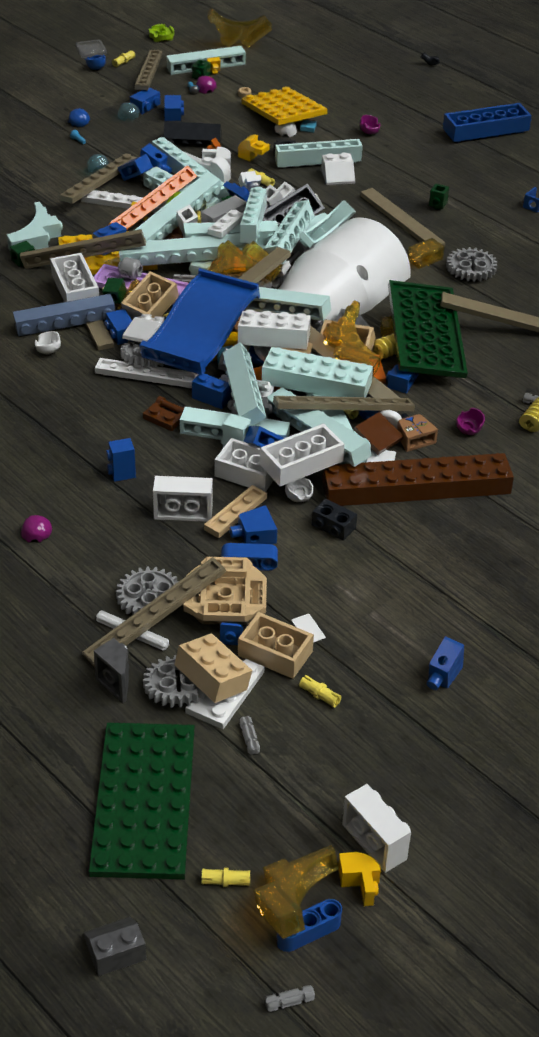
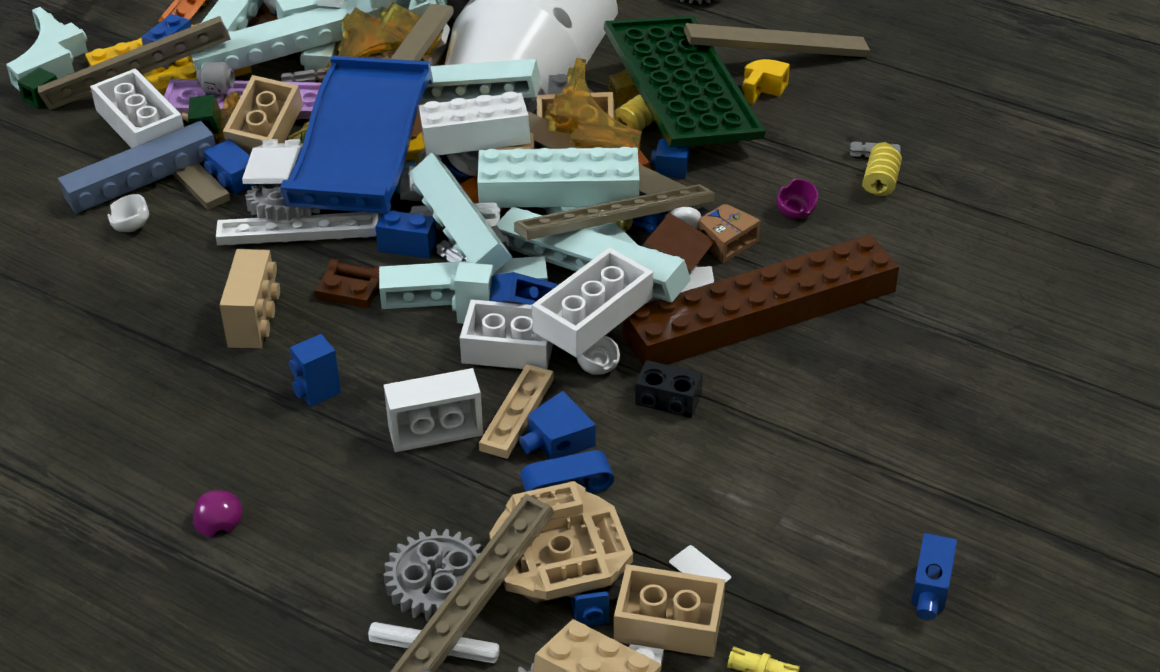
camera: 15 degrees left, 0 degrees up
(99, 408) = (249, 298): none -> tan brick
(487, 338) = (765, 77): none -> yellow brick

